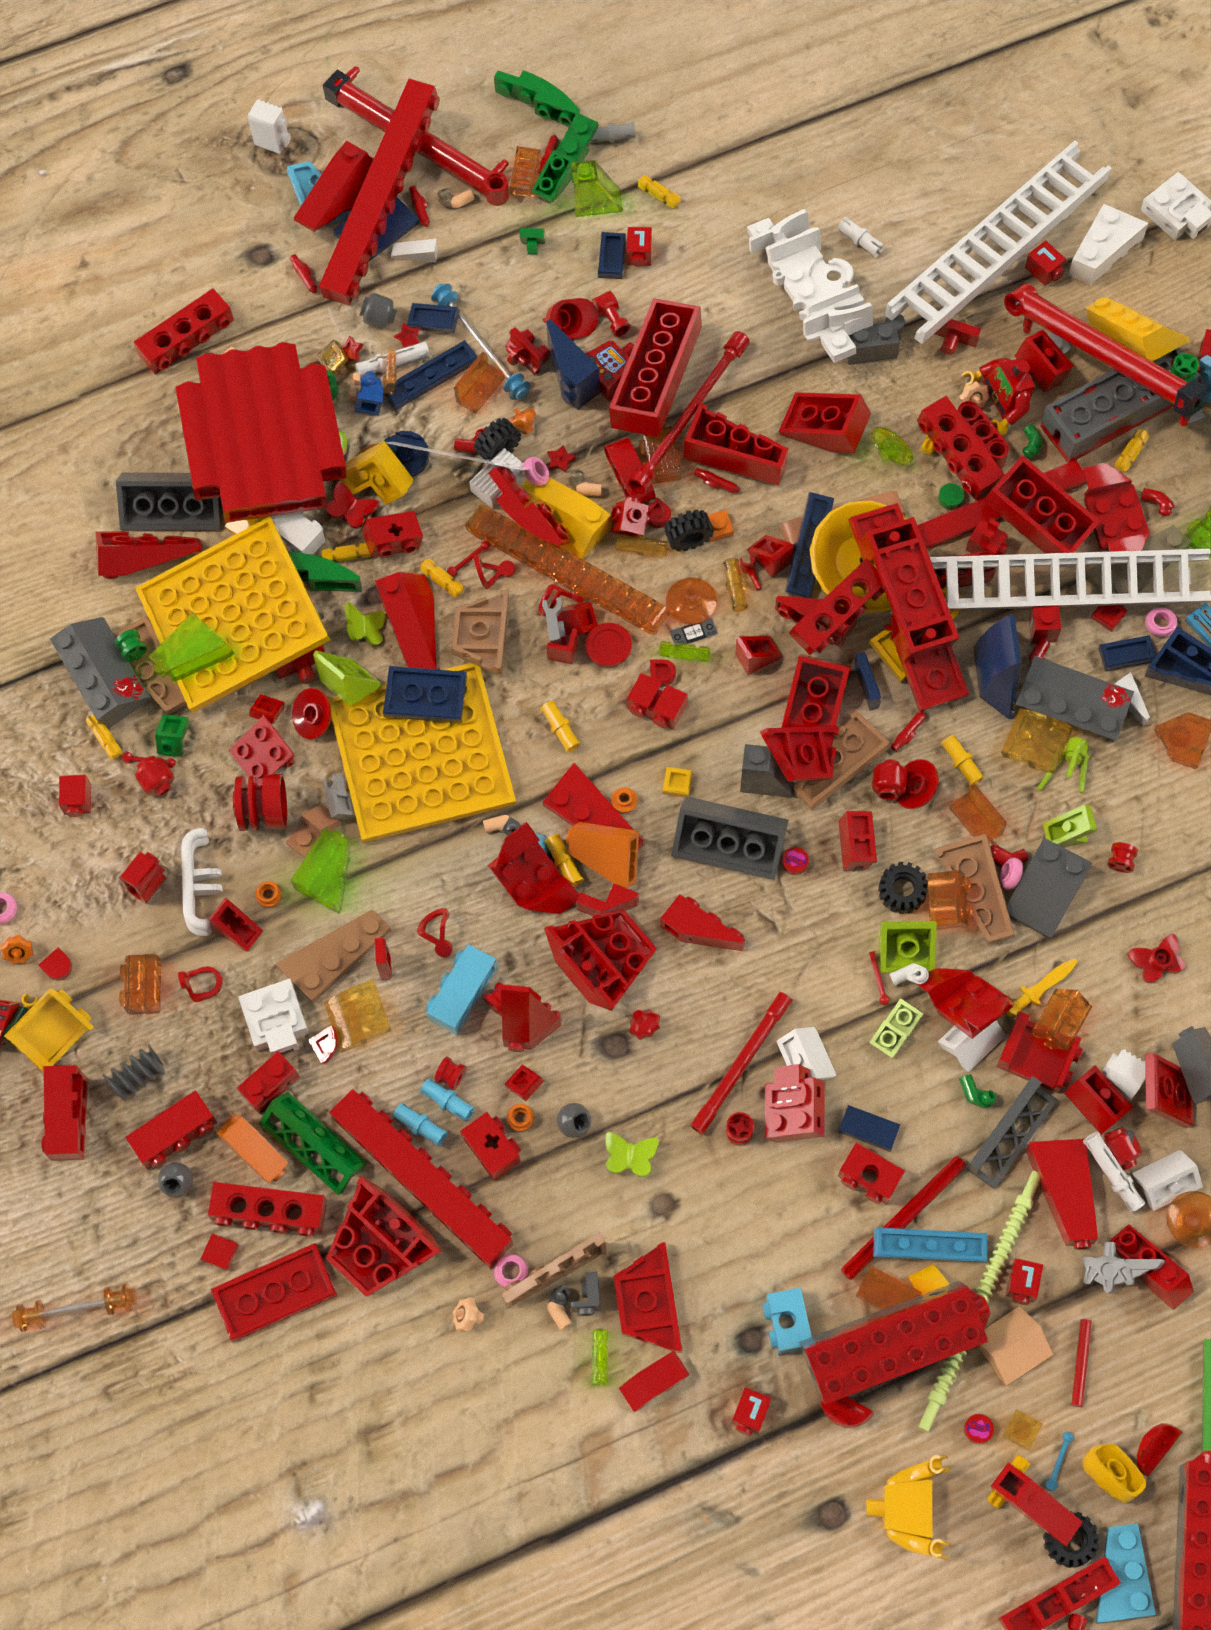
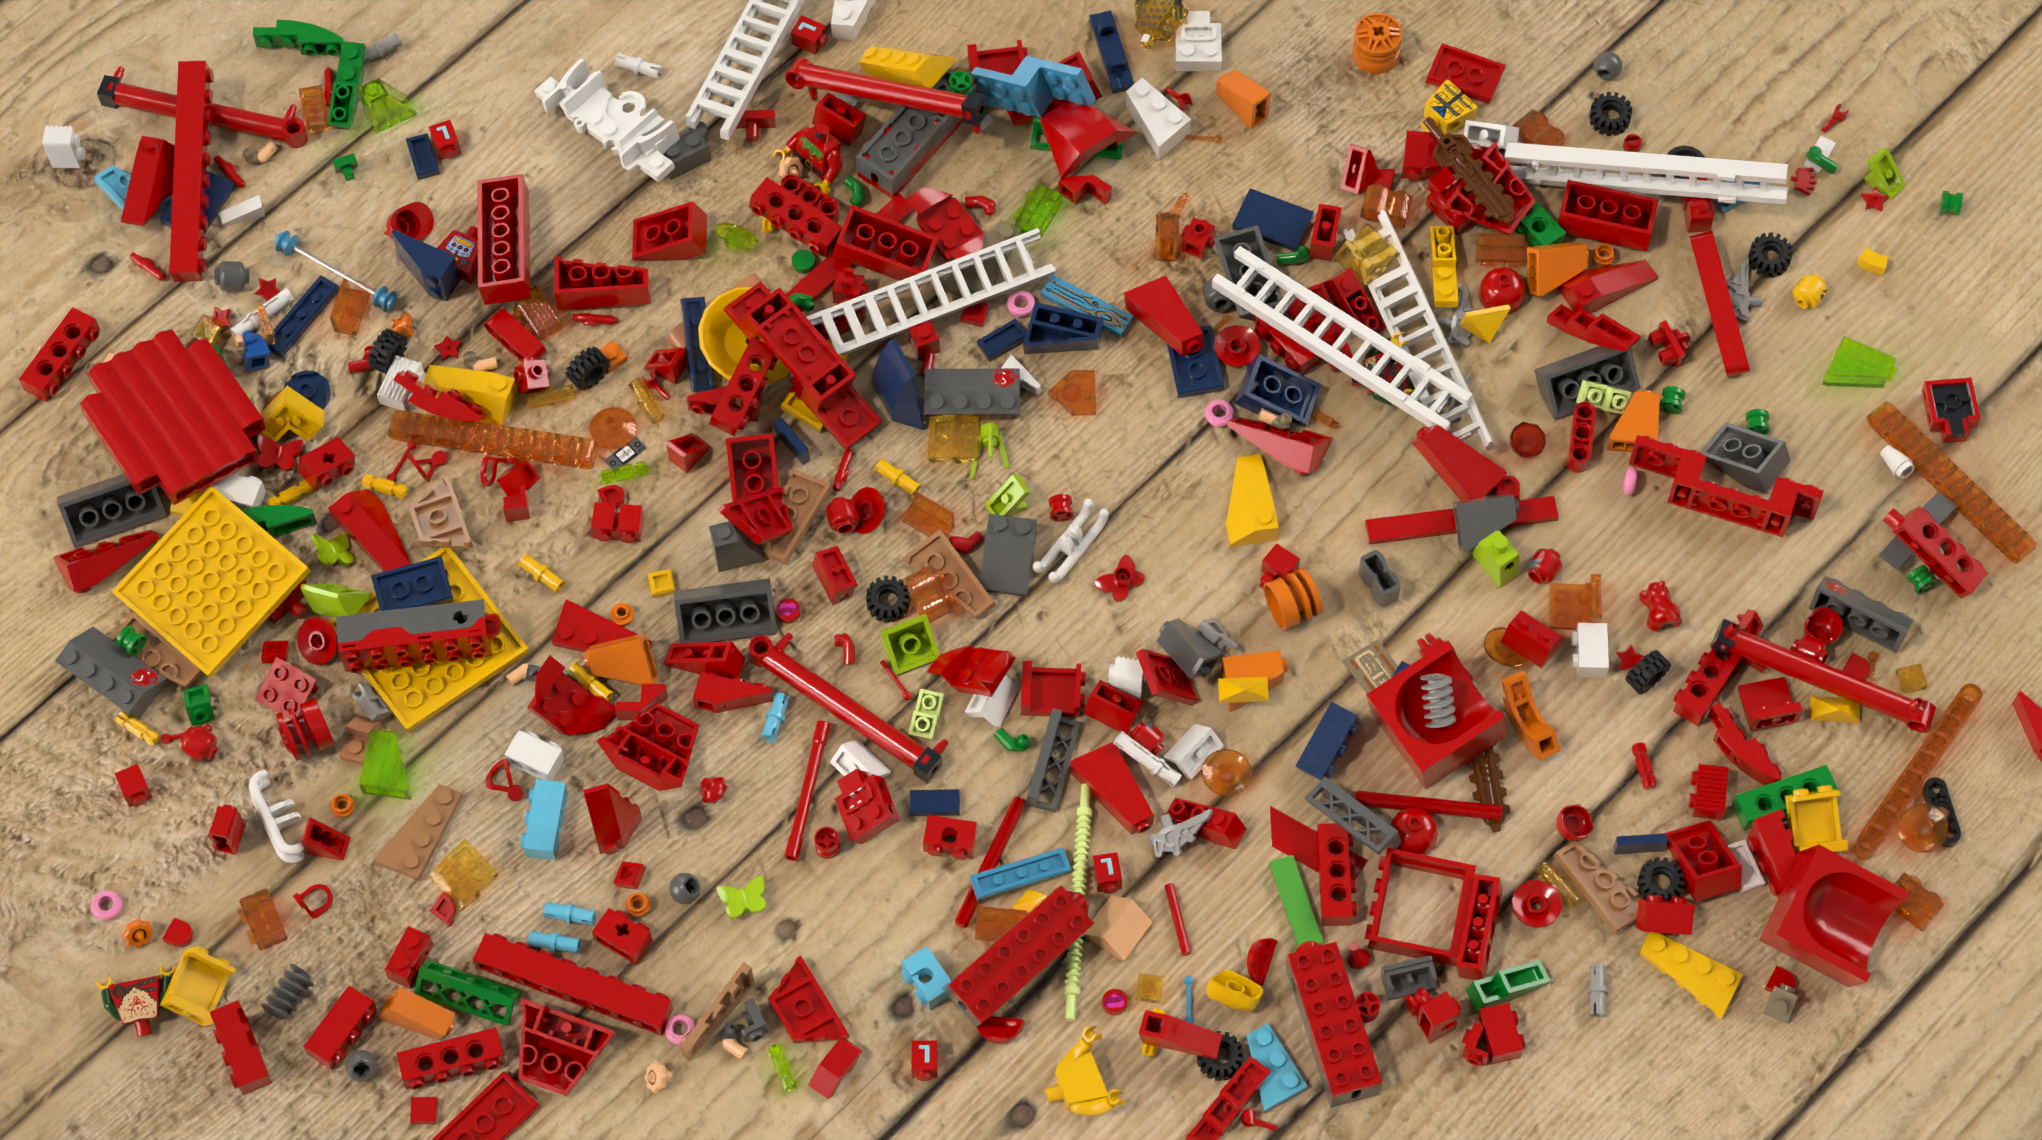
camera: 25 degrees left, 5 degrees down
(189, 650) = (188, 623): clear neon green slope -> none
(274, 1017) = (391, 903): white piece -> none
(383, 959) = (467, 818): red tile -> none
(406, 747) = (416, 635): none -> piece
(433, 317) = (284, 265): dark blue tile -> none
(450, 1073) = (563, 891): red wheel -> none
(456, 455) = (358, 375): white sticker -> none
(477, 917) = (534, 755): none -> white brick
(493, 999) = (580, 816): red wheel -> none
(524, 352) = (378, 266): red hips -> none
(538, 471) = (432, 365): bright pink piece -> none
(555, 628) = (506, 491): light grey plate -> none
(608, 306) = (438, 201): red leg -> none
(608, 644) = (555, 490): red piece -> none
(644, 475) = (530, 336): red hose -> none
(658, 513) = (556, 364): red tile -> none
(659, 191) = (442, 86): yellow axle -> none
(691, 880) = (706, 657): none -> red slope
(738, 970) = (775, 717): none -> medium azure pin
(842, 925) = (848, 648): none -> red arm
(872, 1077) = (922, 761): none -> red piece
(912, 973) = (922, 664): white arm -> none
(934, 537) = (803, 300): none -> green arm
(1011, 873) = (973, 554): bright pink piece -> none
(1033, 993) = (1029, 644): yellow sword -> none
(1062, 1018) = (1060, 654): clear orange hinge -> none
(1121, 899) = (1072, 542): none -> white piece
(1131, 450) = (942, 169): yellow axle -> none

